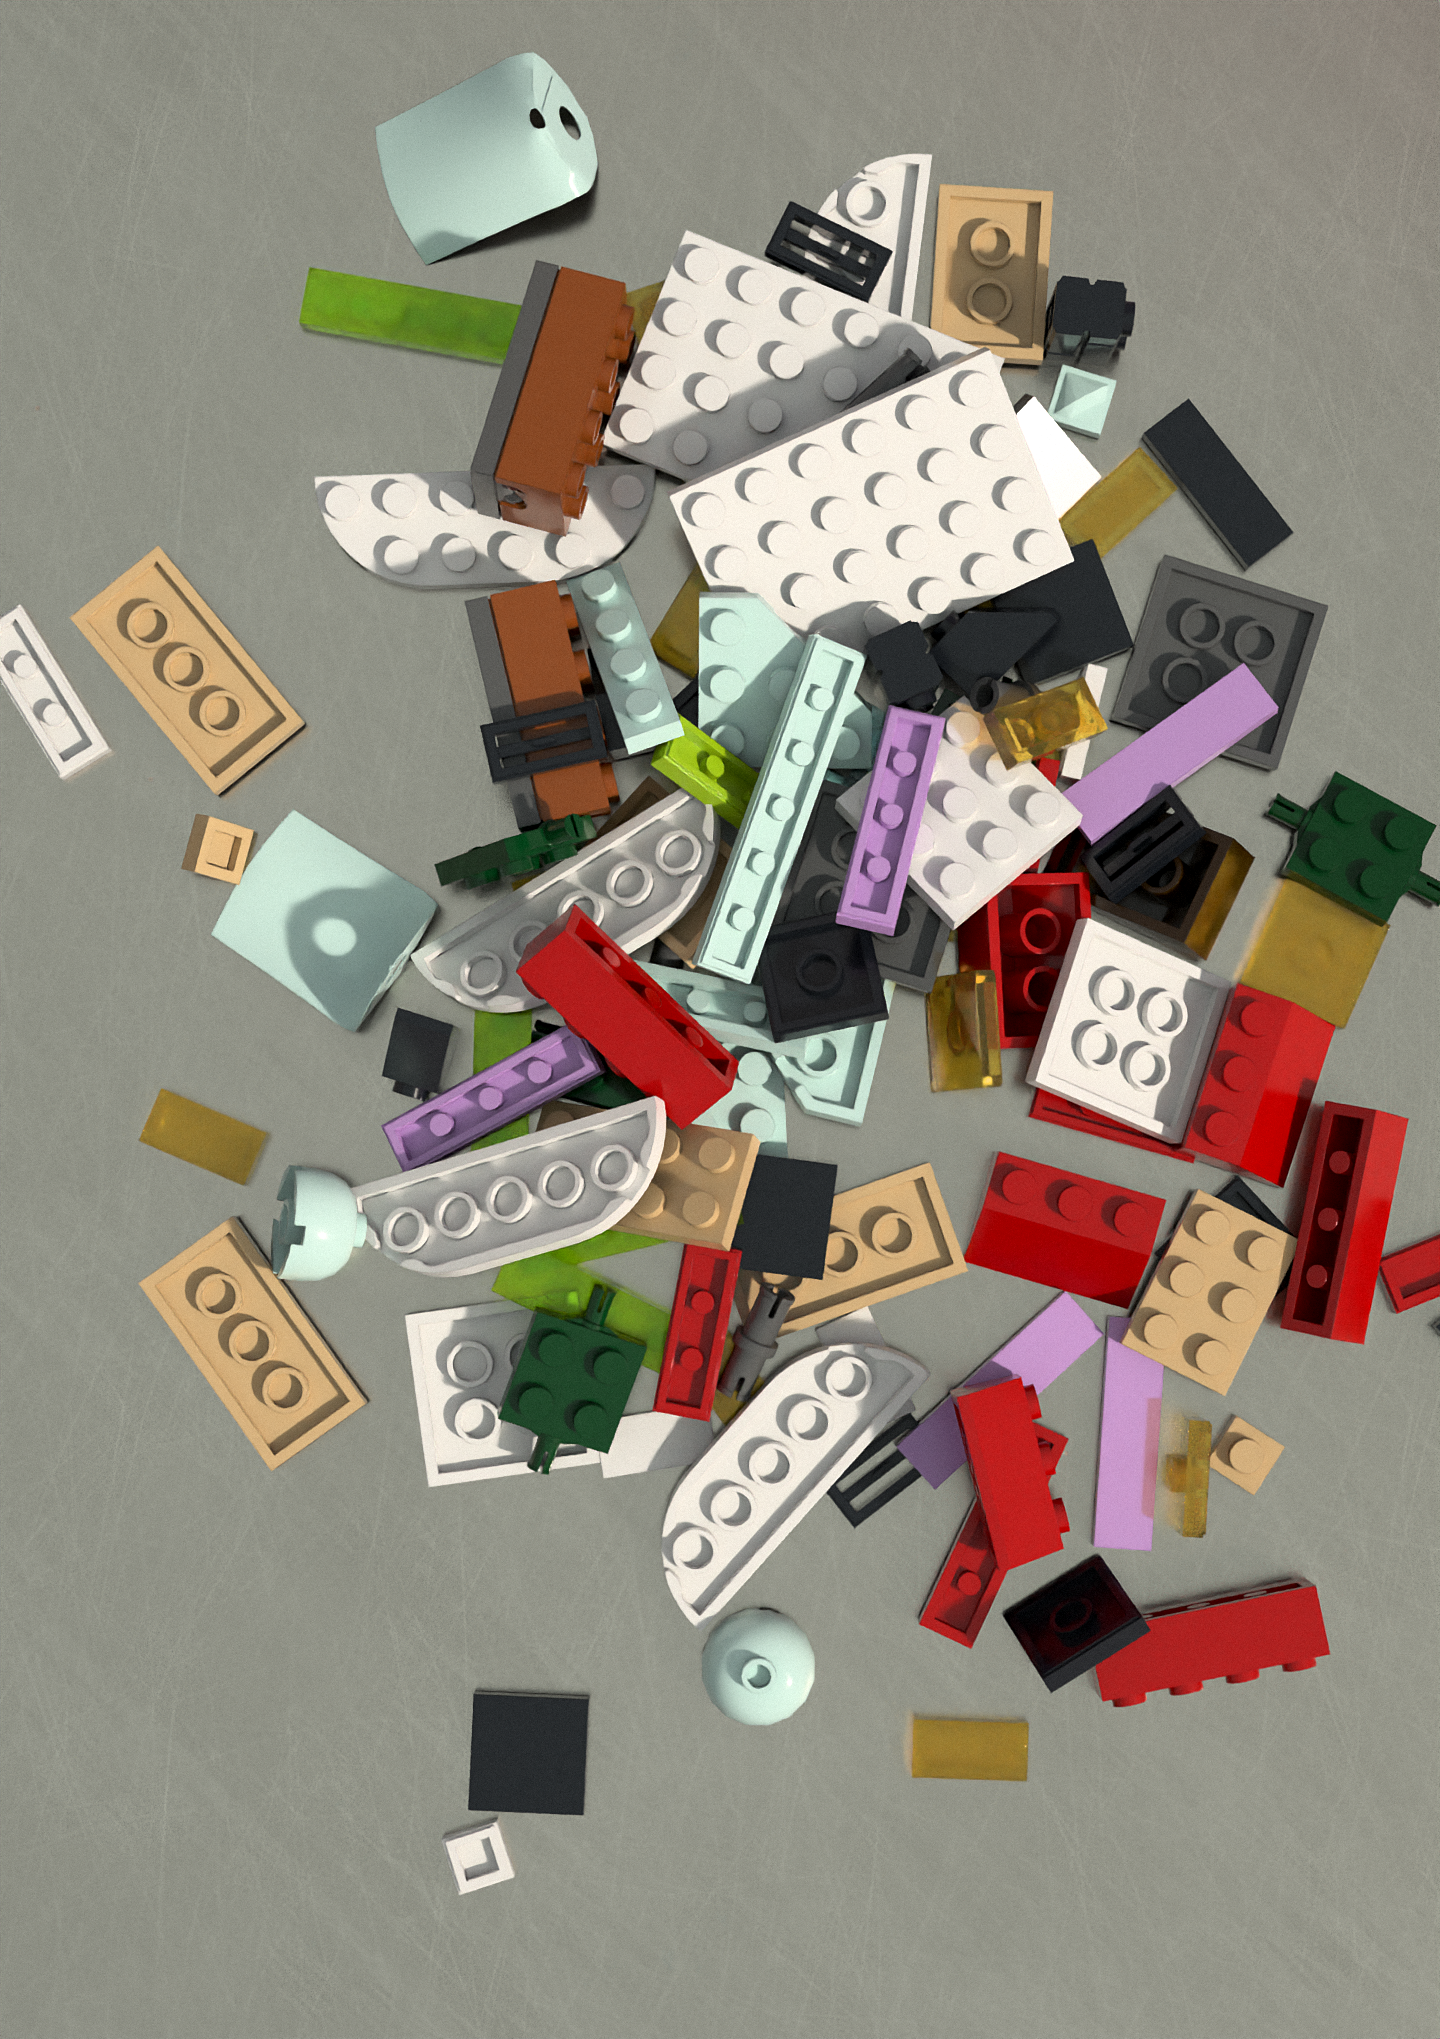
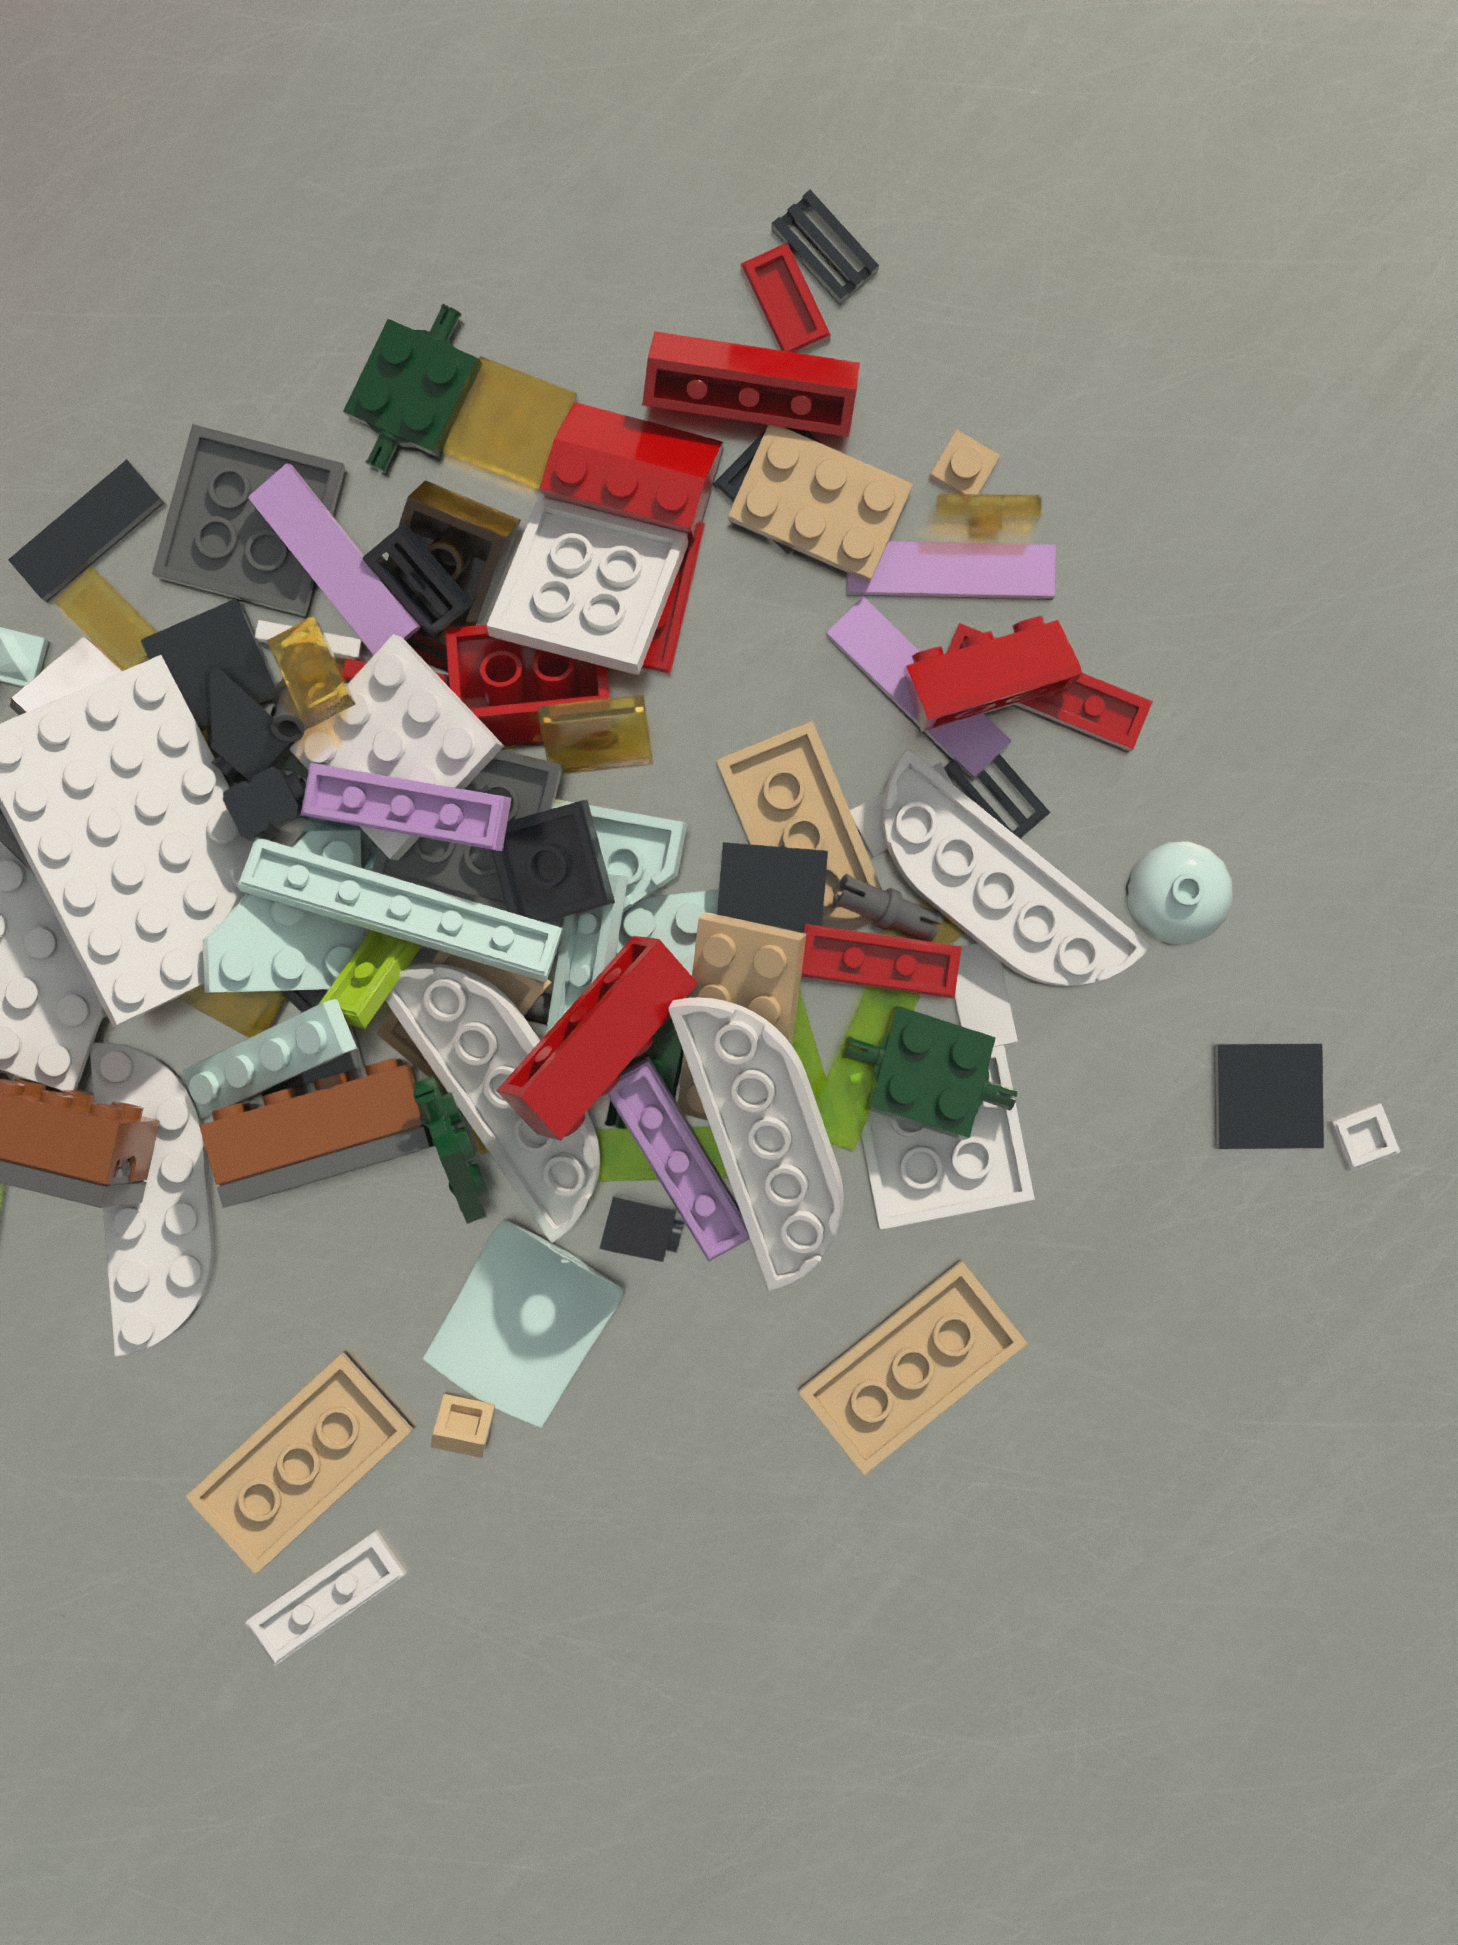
camera: 90 degrees left, 0 degrees up
(203, 1137) = (727, 1424): clear yellow tile -> none
(315, 1225) = (803, 1316): light aqua cylinder -> none
(495, 754) = (370, 1122): black tile -> none
(969, 1748) = (1242, 699): clear yellow tile -> none
(1063, 1229) = (770, 636): red slope -> none
(1076, 1623) = (1125, 606): black tile -> none
(1215, 1640) = (1134, 491): red brick -> none

